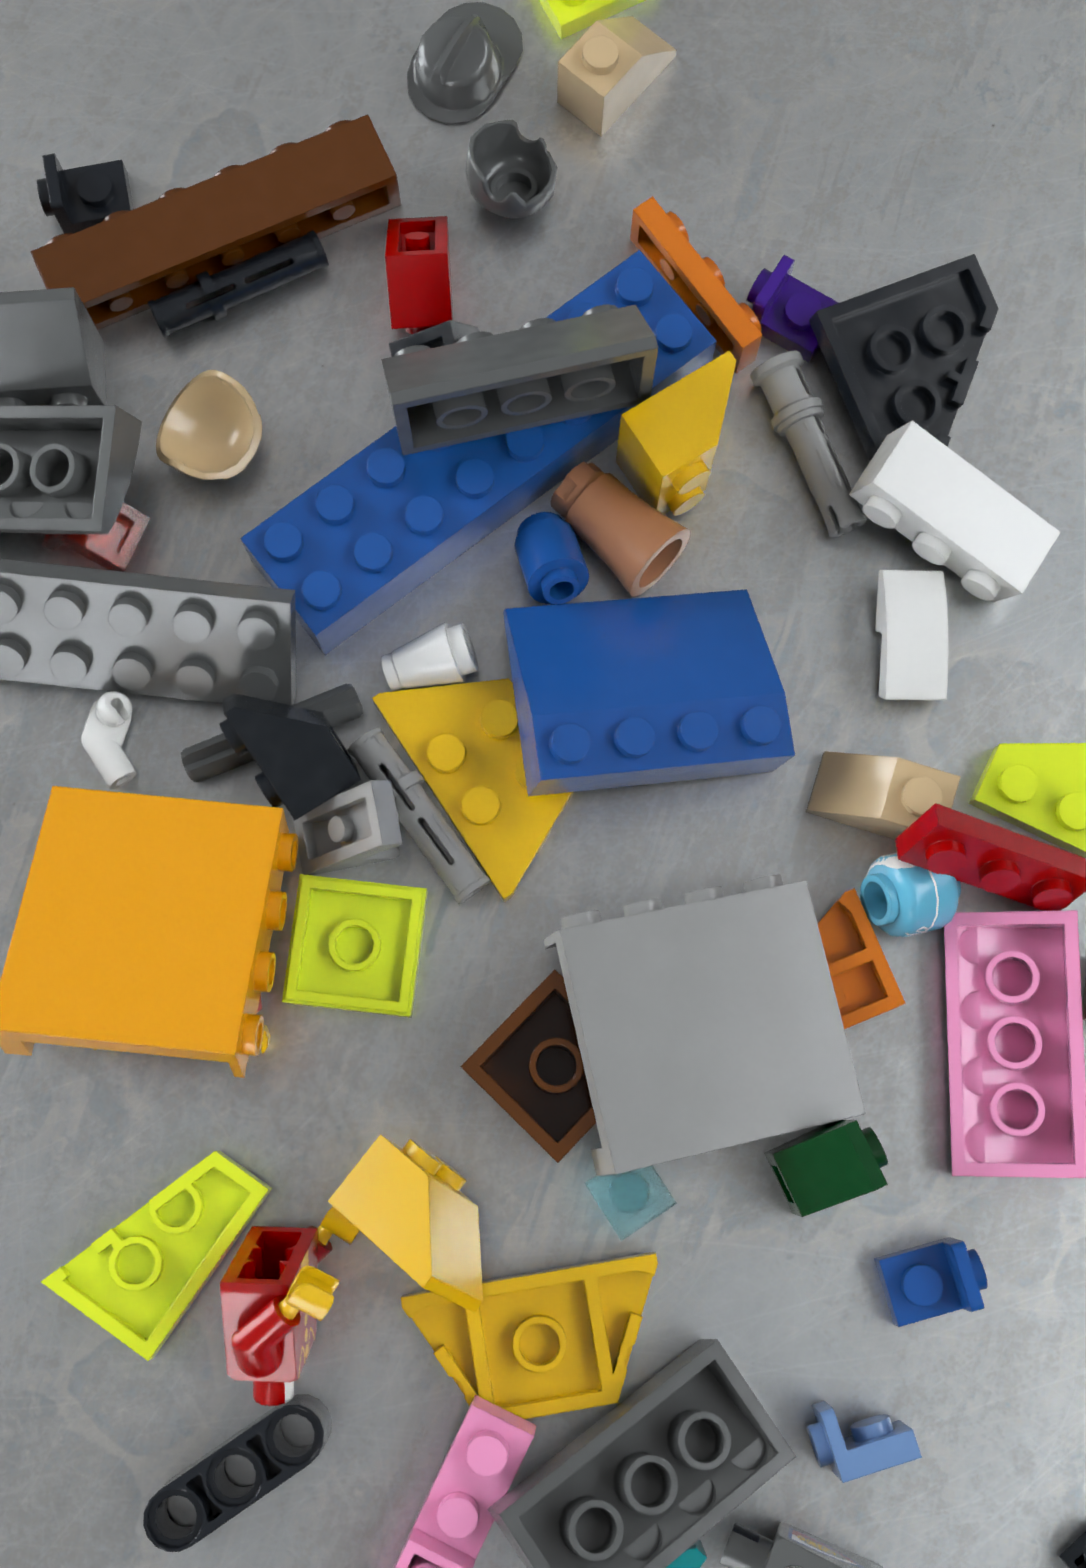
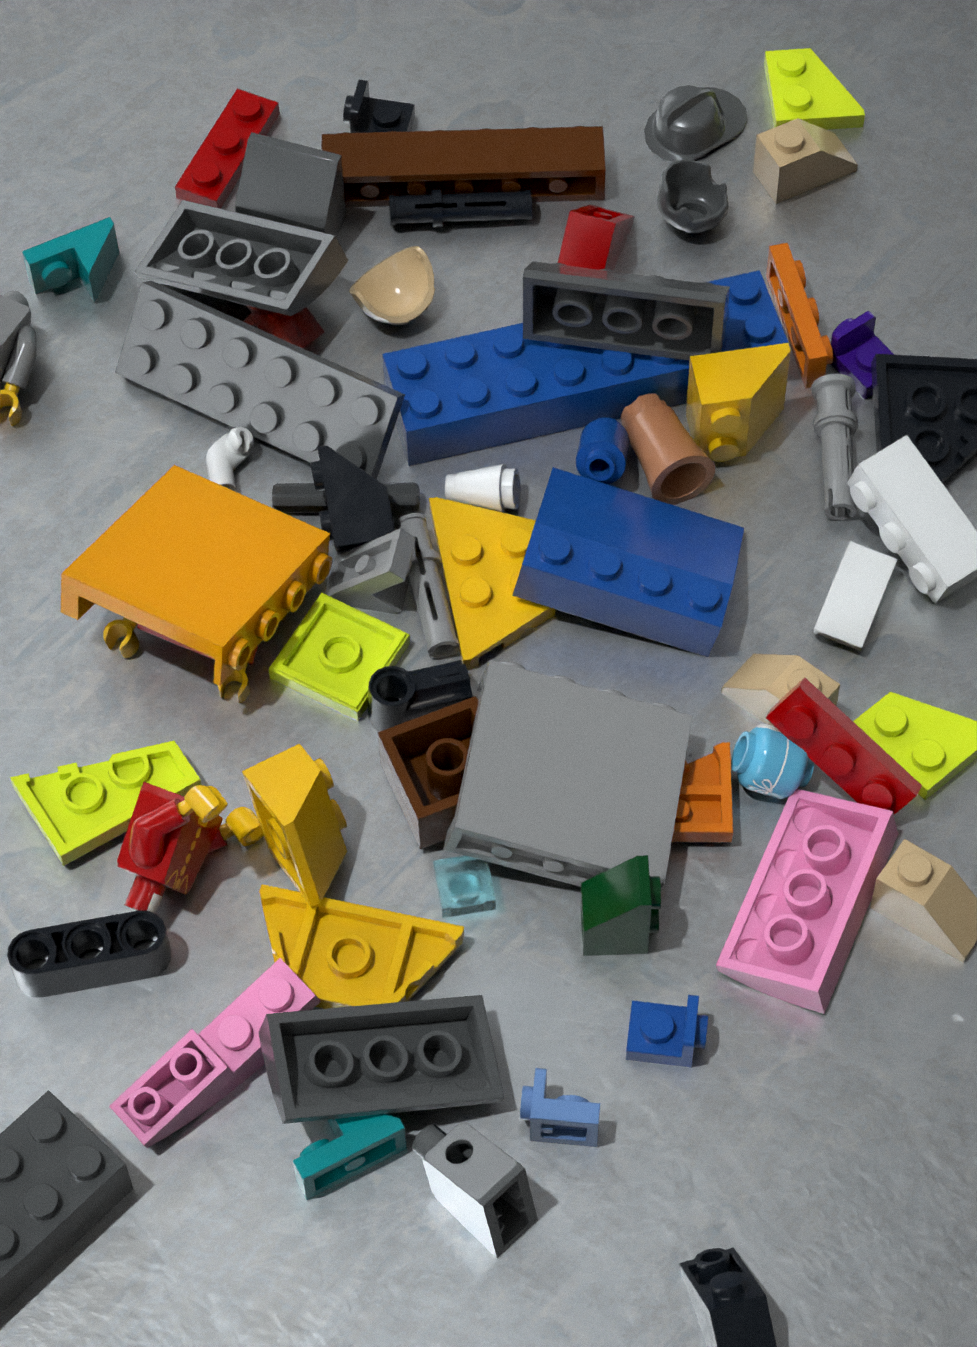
camera: 25 degrees right, 20 degrees down
(478, 961) = (417, 691): none -> black piece

